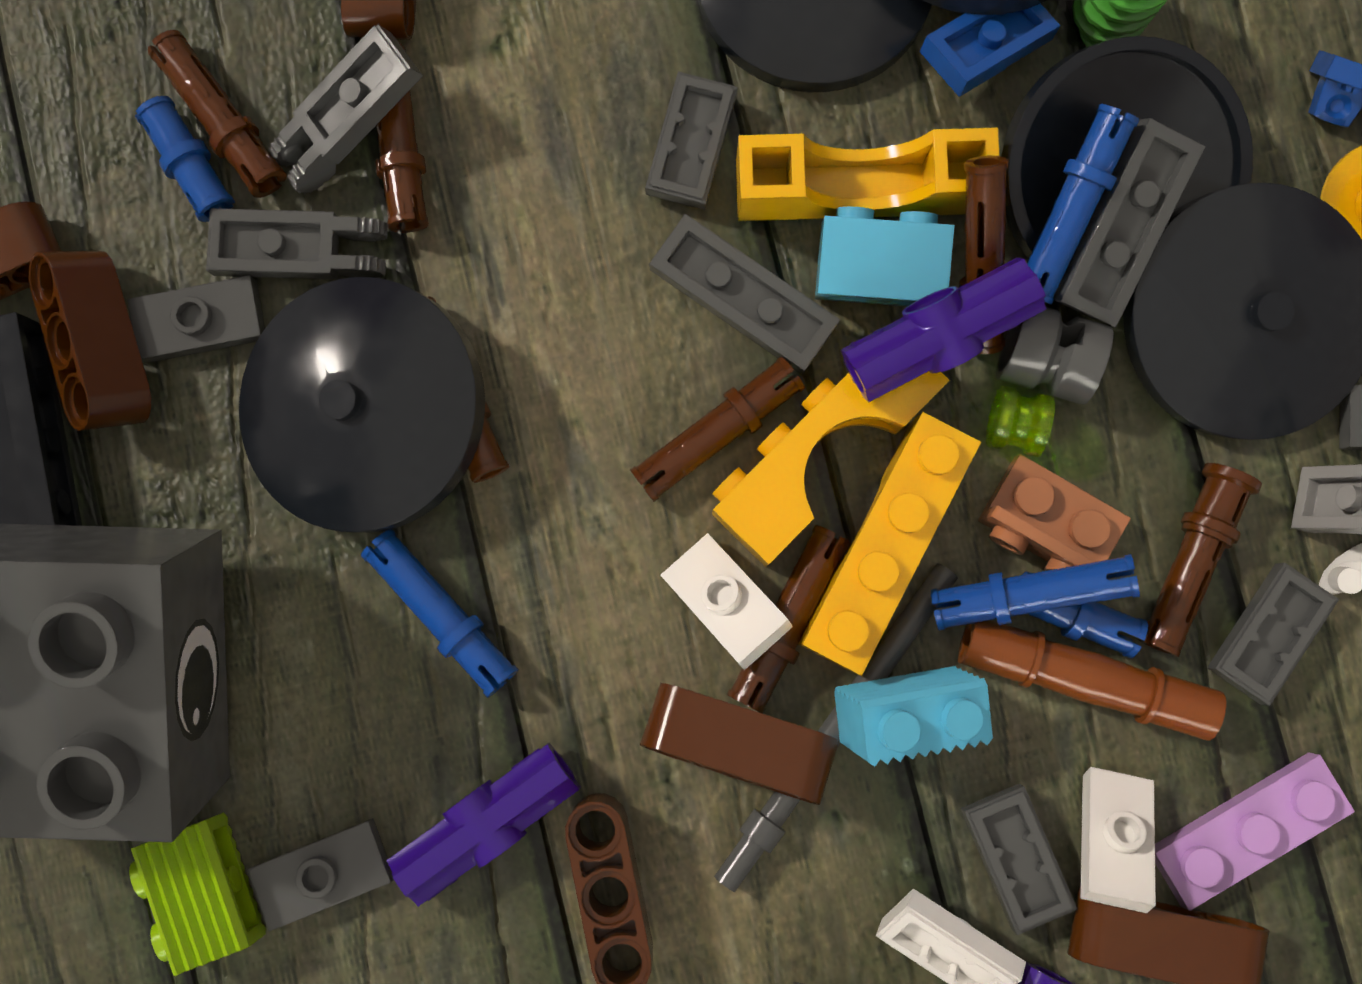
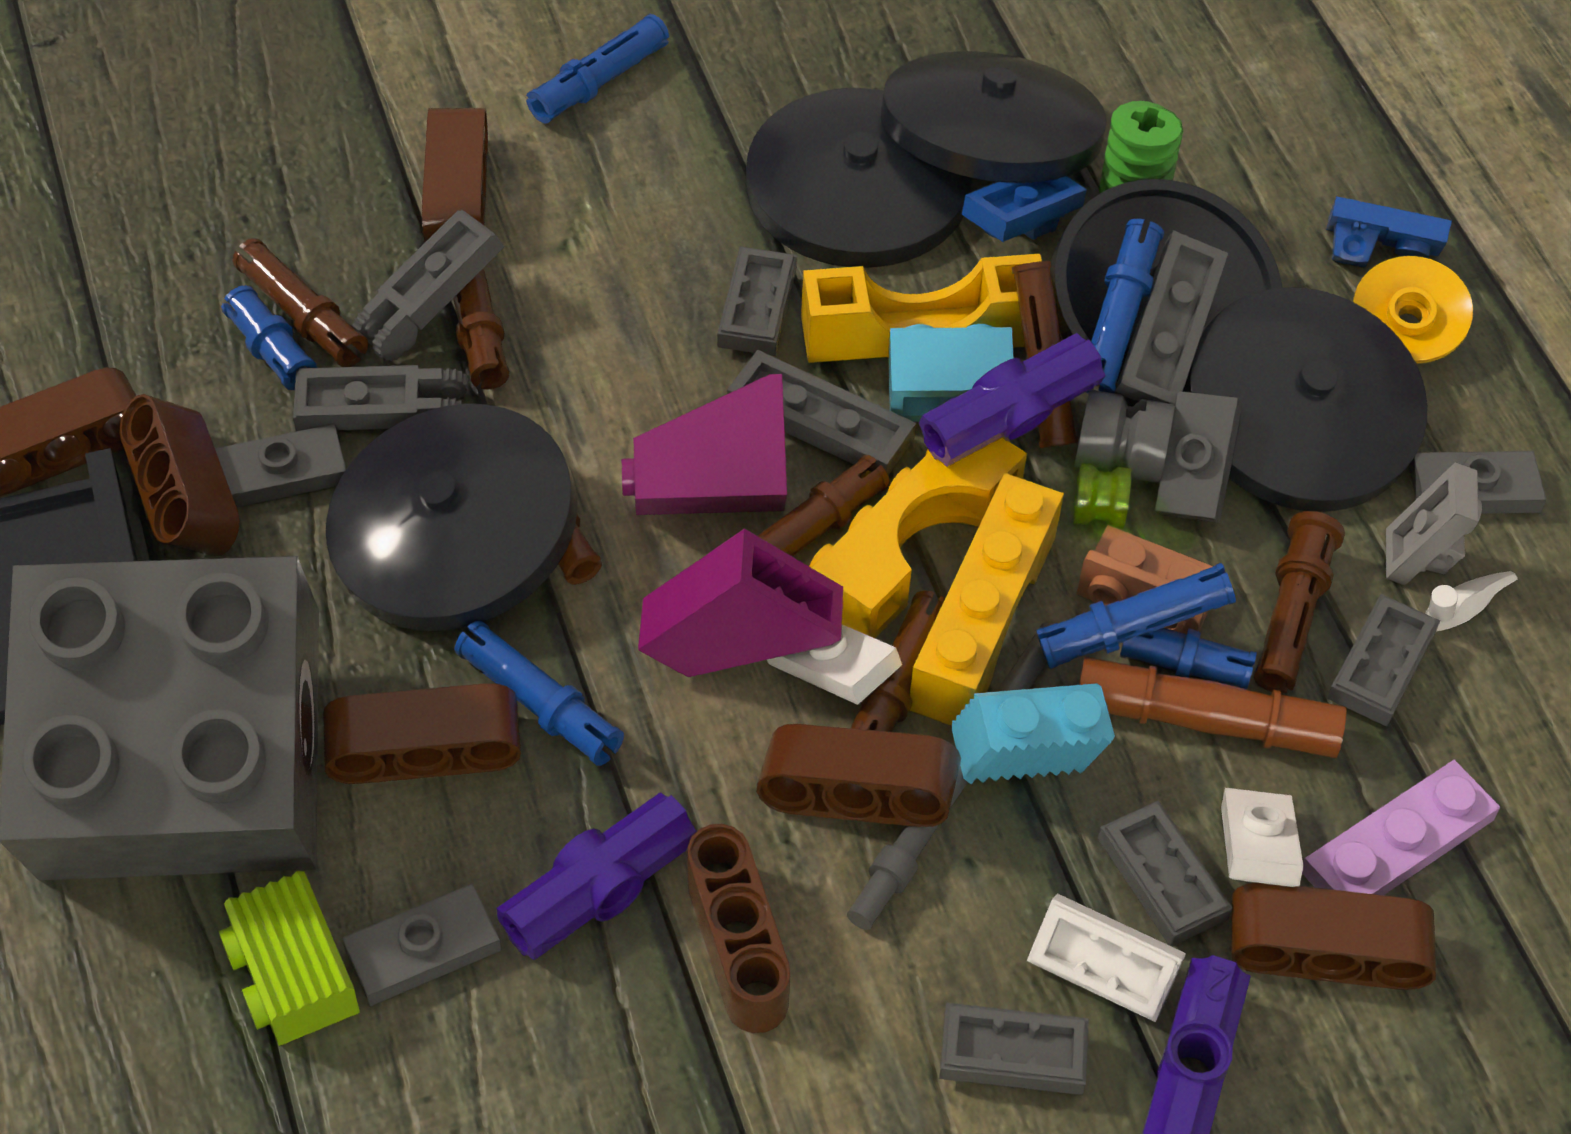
camera: 10 degrees left, 30 degrees down
(324, 655) = (421, 733): none -> reddish brown beam
(627, 357) = (714, 457): none -> magenta slope
(639, 561) = (739, 609): none -> magenta slope
(1129, 387) = (1199, 457): none -> dark grey plate

